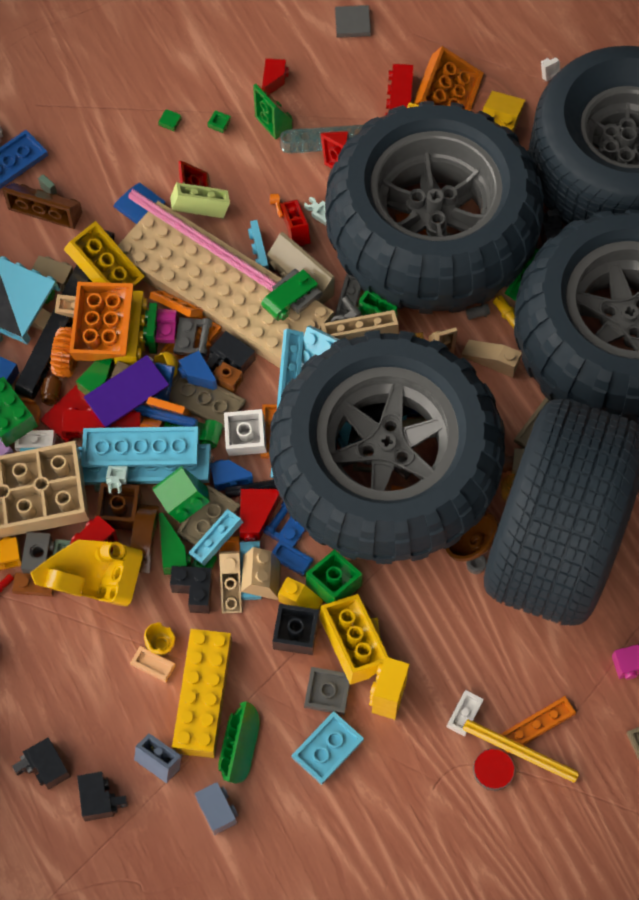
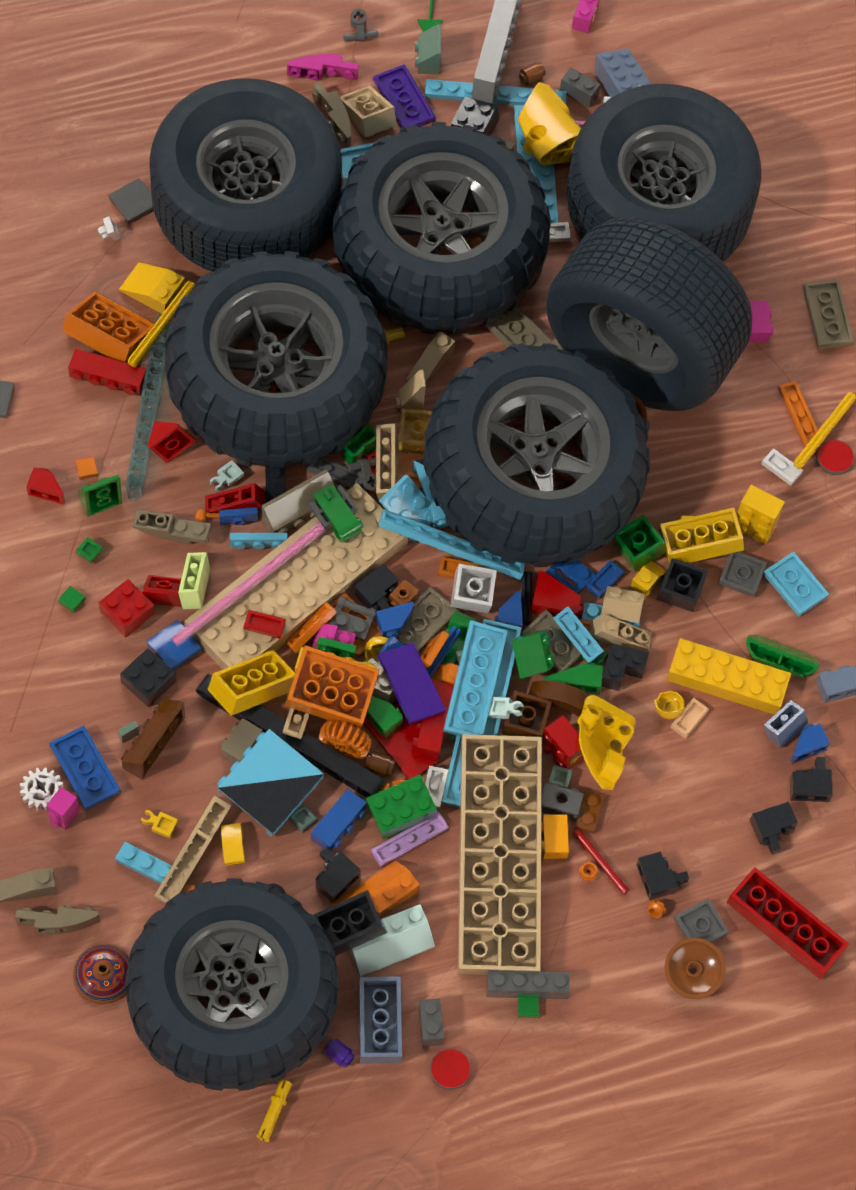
camera: 85 degrees left, 0 degrees up
(101, 189) = (148, 677): none -> black brick
(143, 787) = (810, 743): none -> blue slope
(163, 158) = (126, 608): none -> red brick
(164, 260) = (264, 624): none -> red tile
(255, 177) = (170, 528): none -> dark tan slope
(278, 225) = (238, 516): none -> blue plate
(301, 104) = (86, 468): none -> orange tile
(320, 248) = (274, 482): none -> black slope

